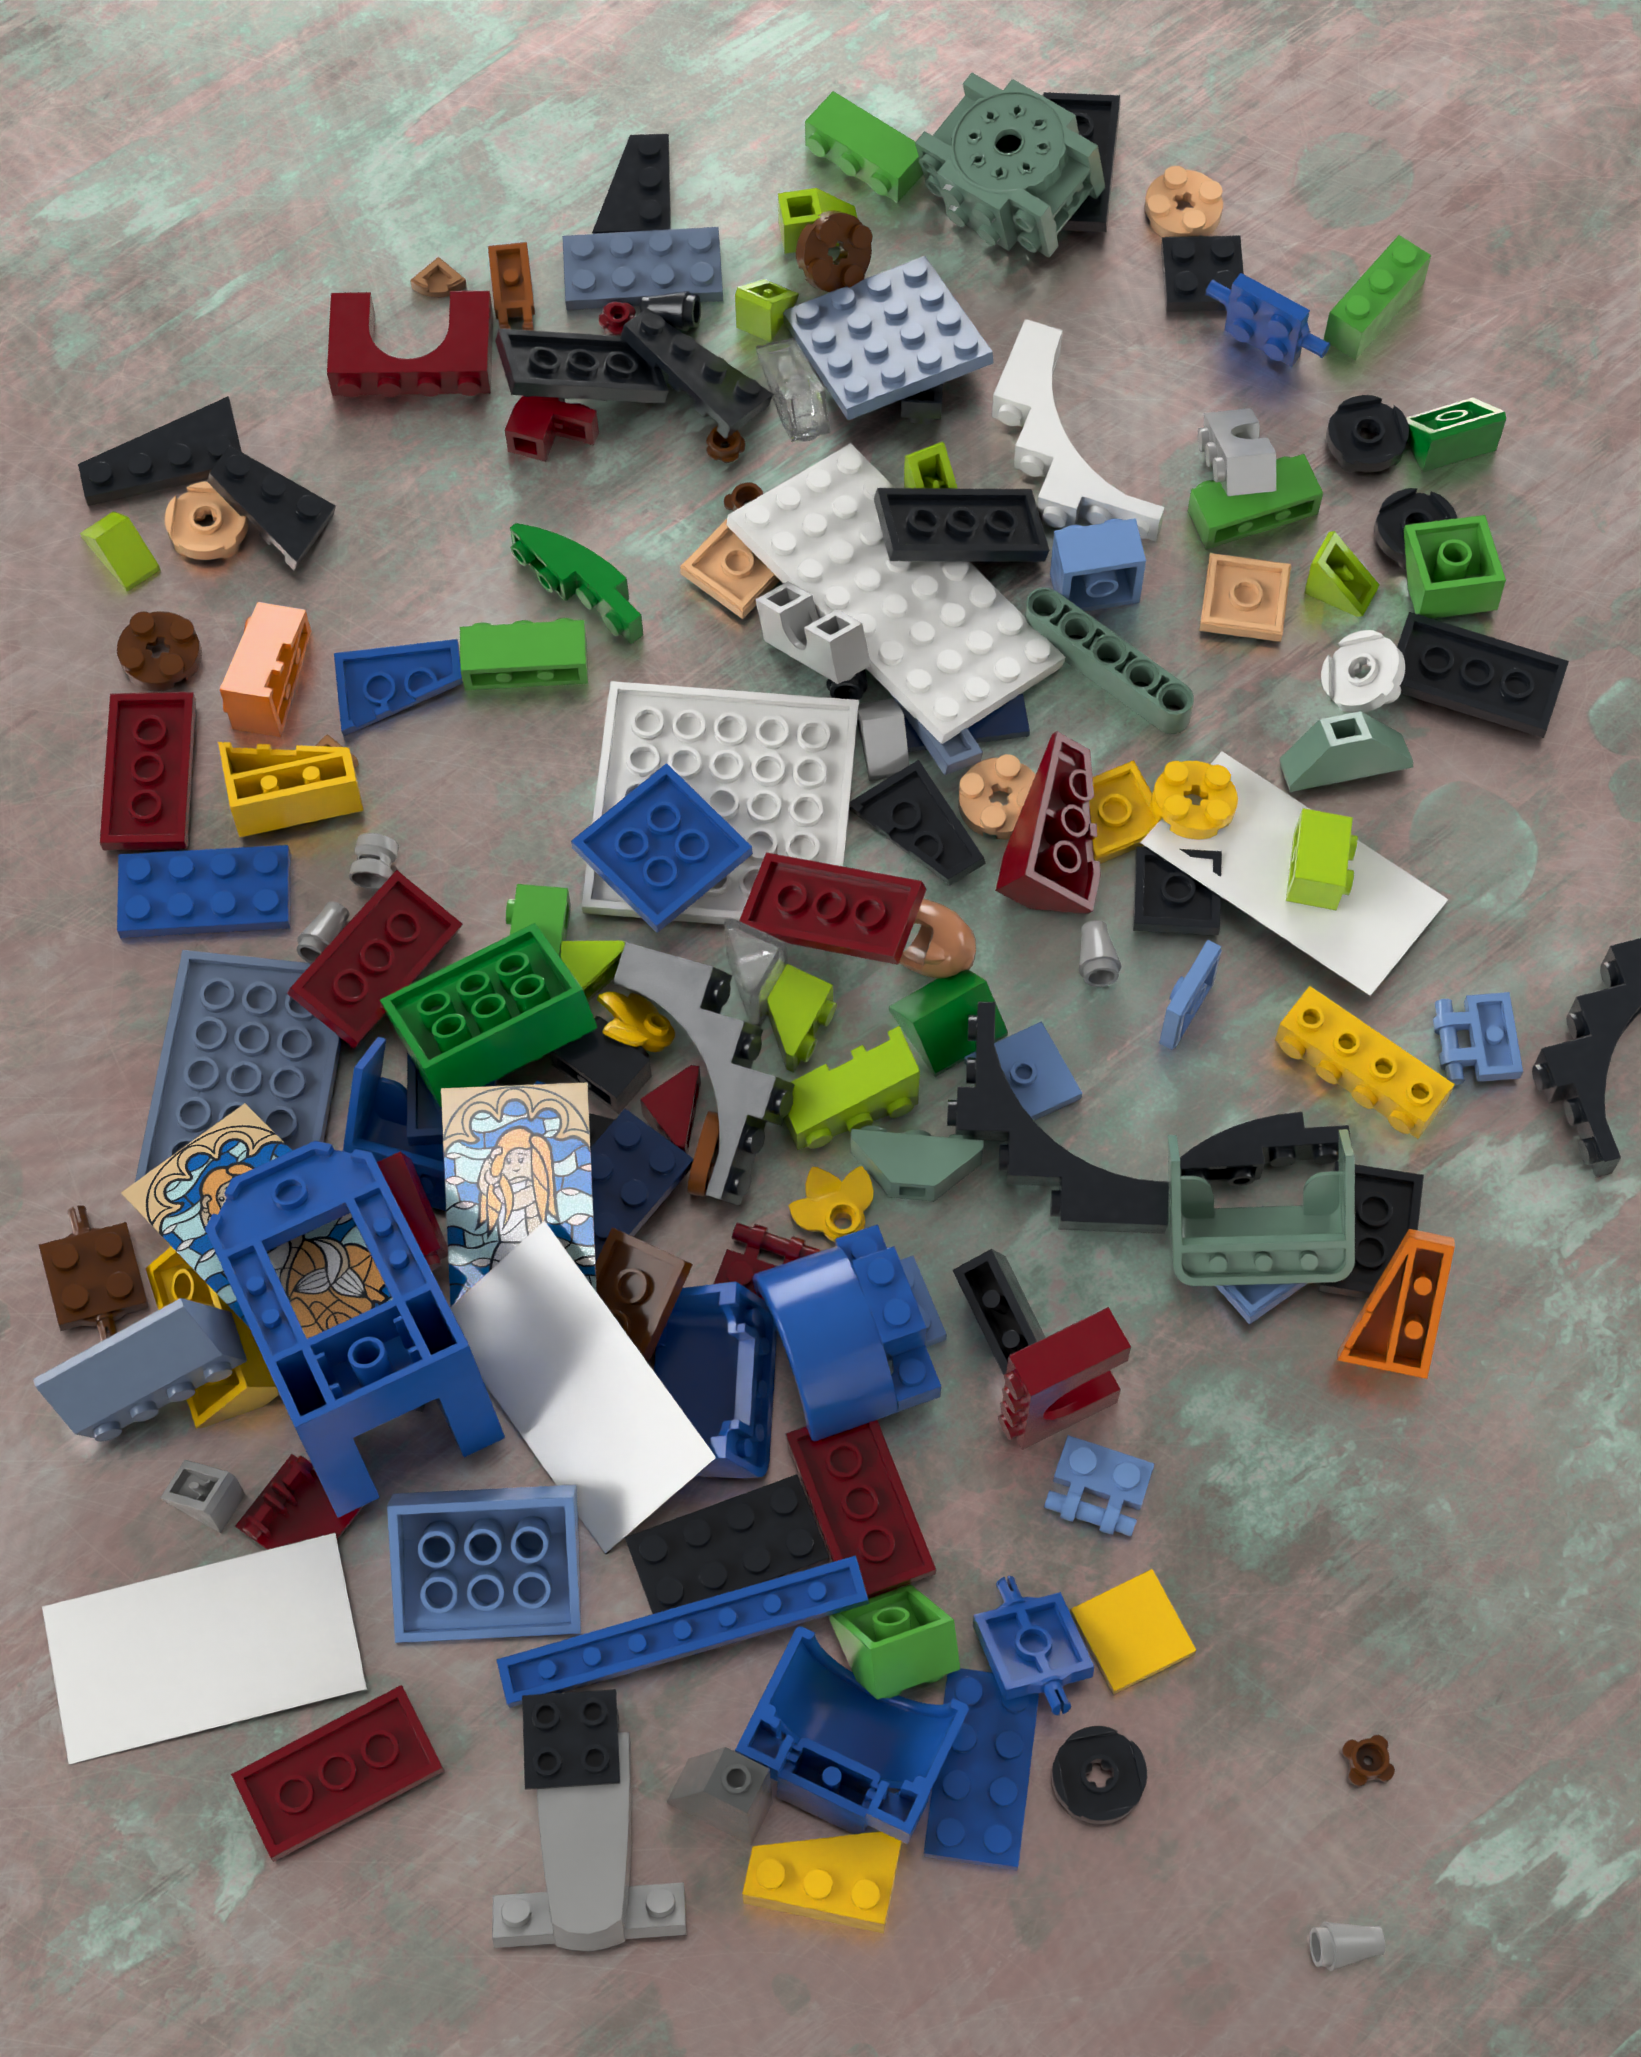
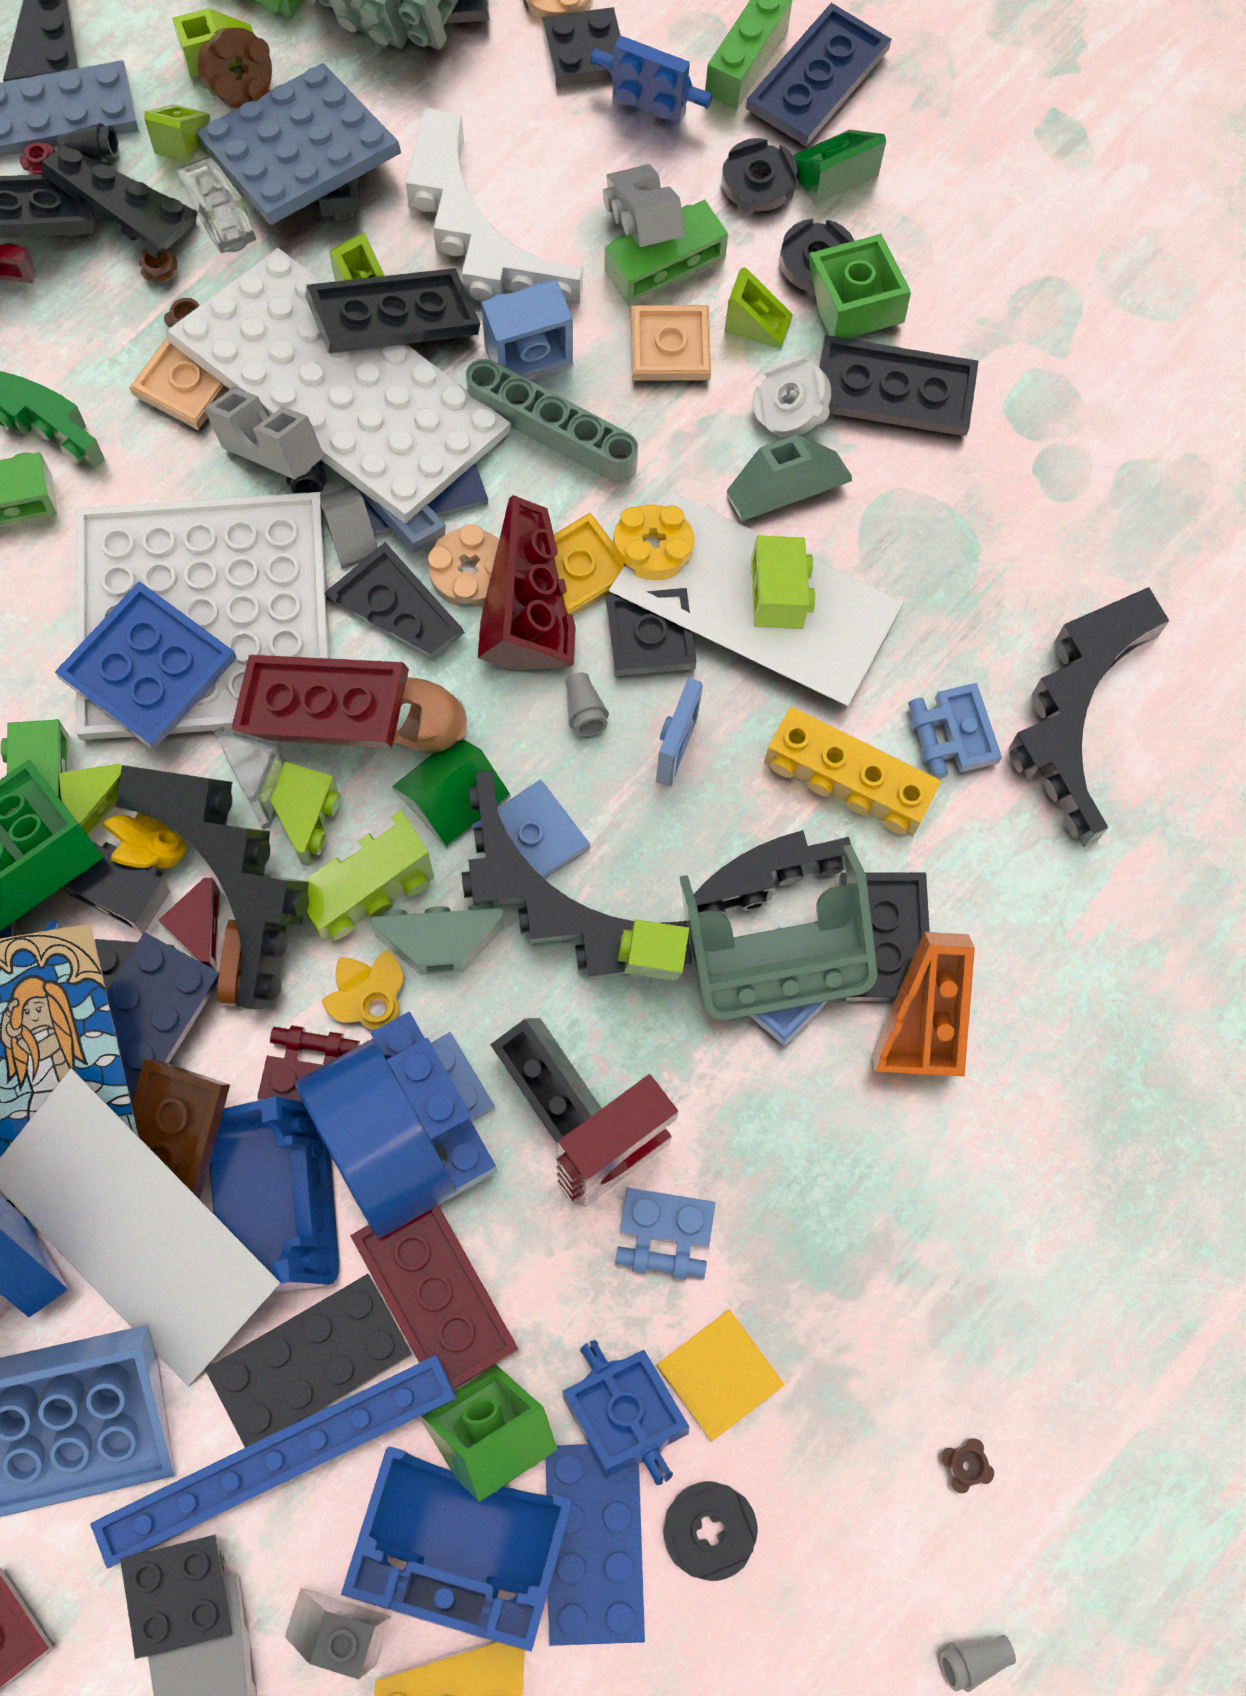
camera: 15 degrees left, 5 degrees up
(1130, 1201) = (654, 949): none -> lime brick
(1448, 334) = (818, 74): none -> dark blue plate

